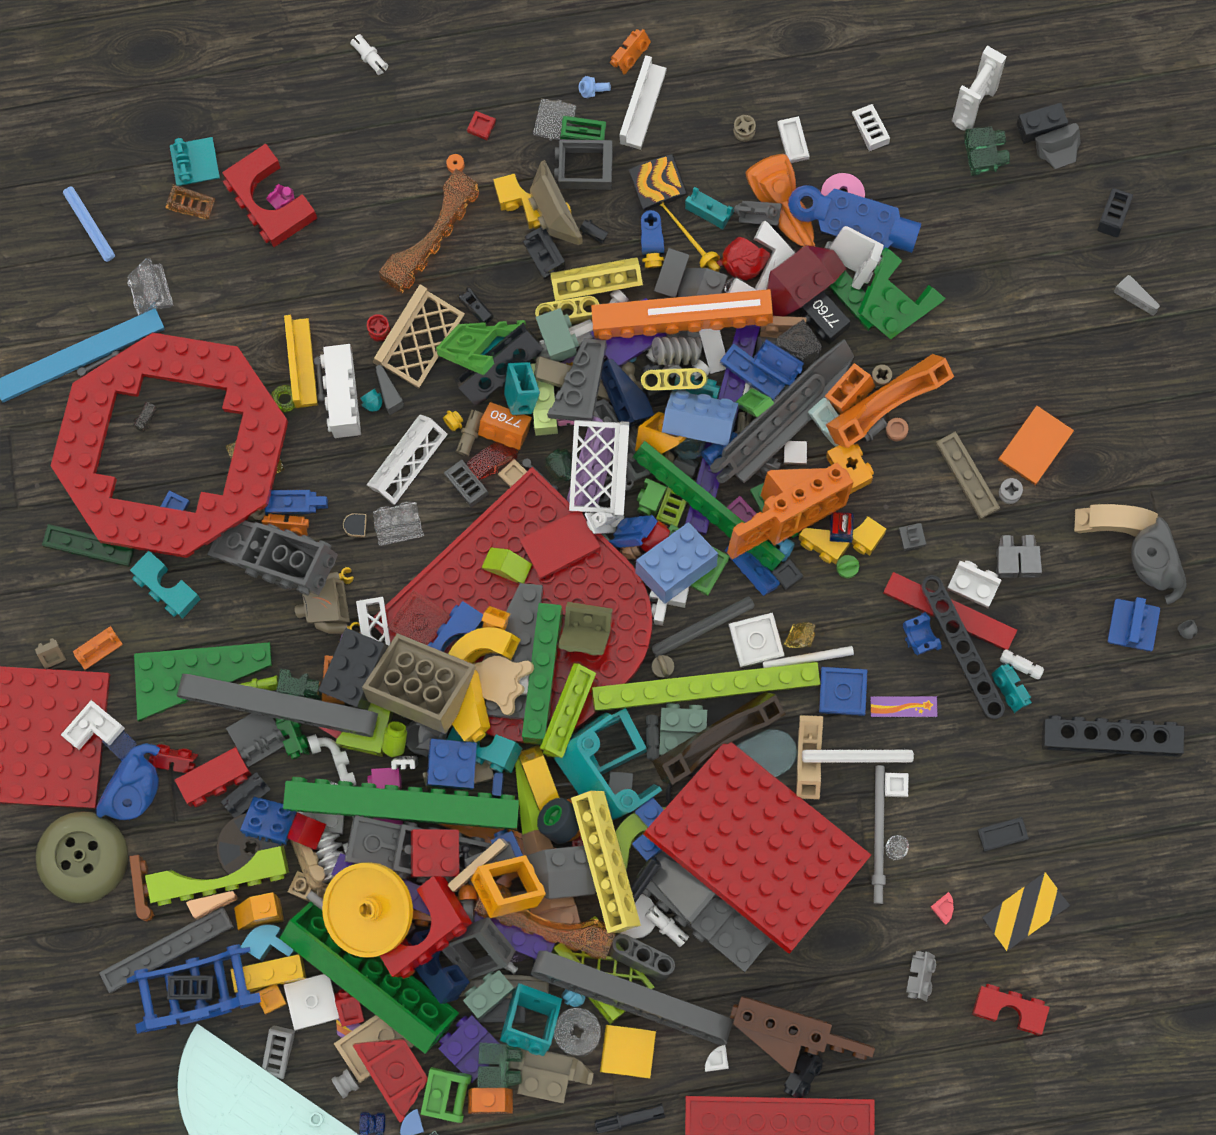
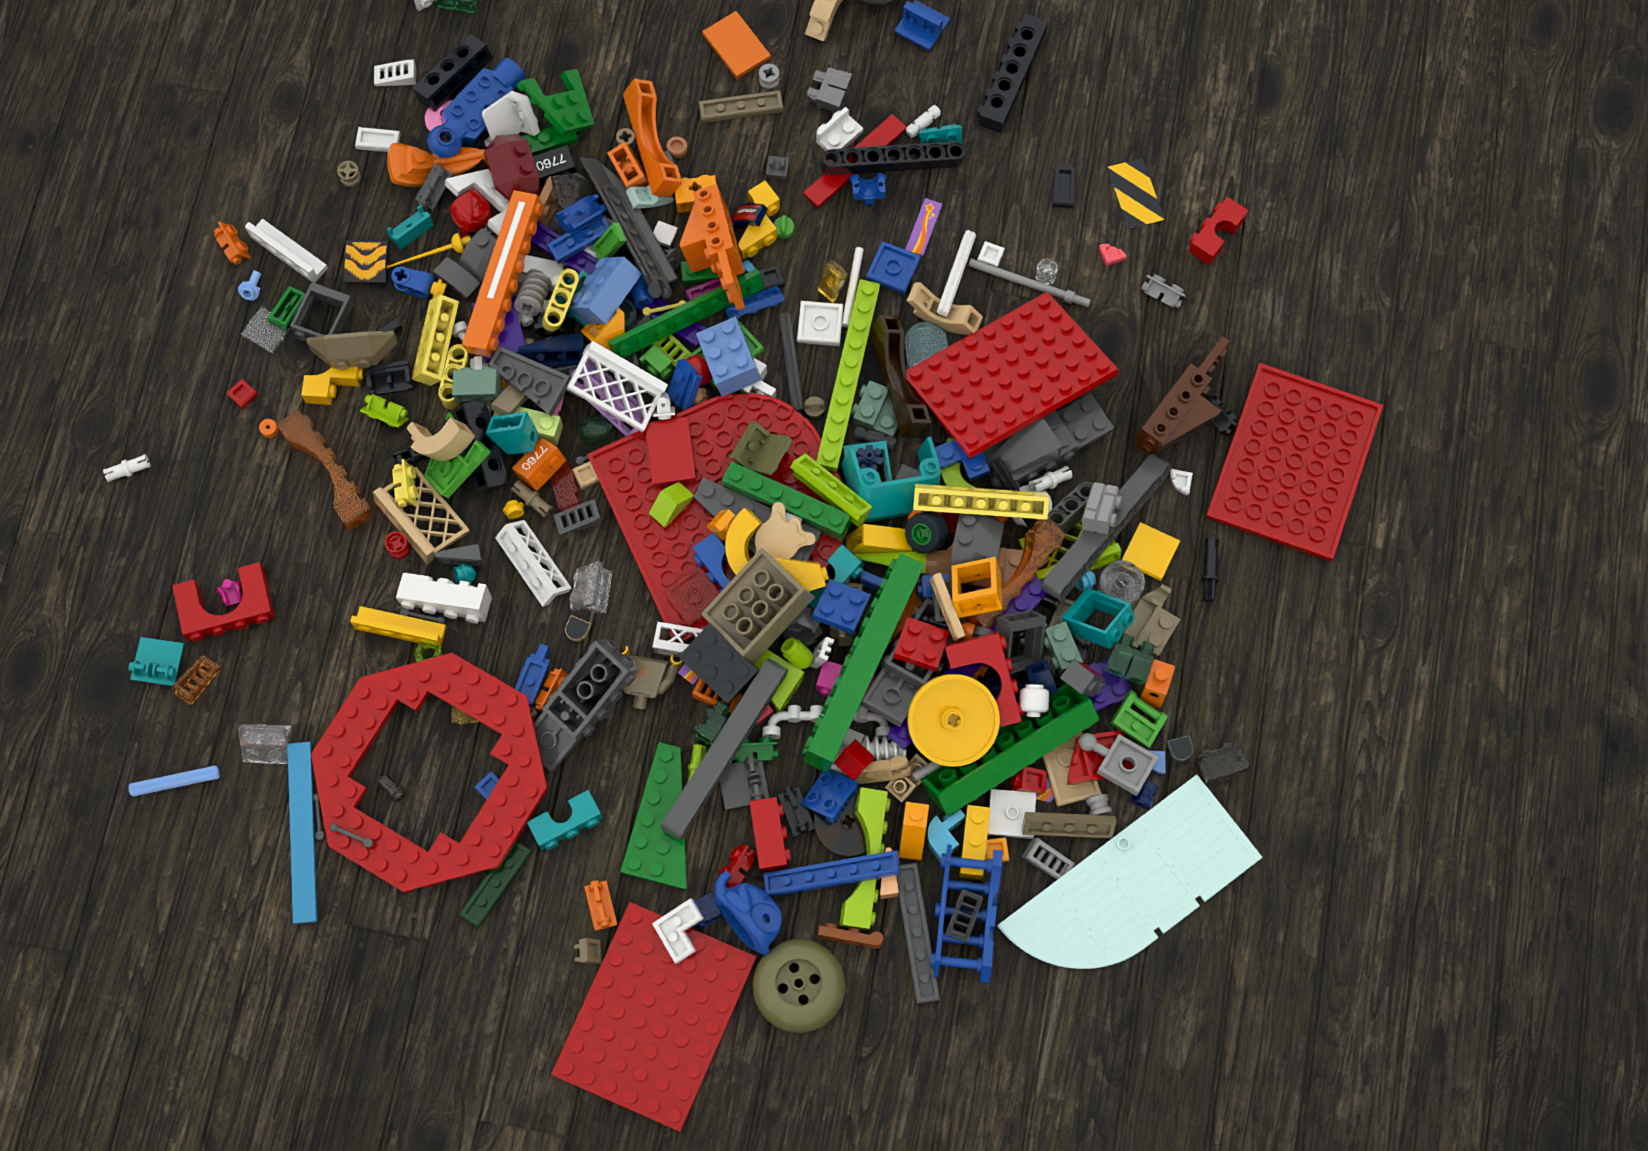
camera: 75 degrees left, 5 degrees down
(83, 416) = (367, 842): none -> dark grey hinge
(191, 849) = (832, 873): none -> blue tile
(314, 1059) = (1068, 825): none -> dark tan tile
(403, 1085) = (1112, 767): none -> light grey plate
(419, 982) = (1034, 700): none -> white head
(447, 307) = (404, 475): none -> light yellow hinge
(457, 1024) = (1083, 679): none -> dark grey brick
(486, 332) = (445, 444): none -> tan arch
(506, 266) = (393, 415): none -> lime hinge
(621, 742) = (869, 458): none -> dark blue plant
(642, 984) = (1101, 508): none -> light grey brick
(701, 467) = (647, 311): none -> light yellow hinge
(890, 180) = (452, 72): none -> black brick

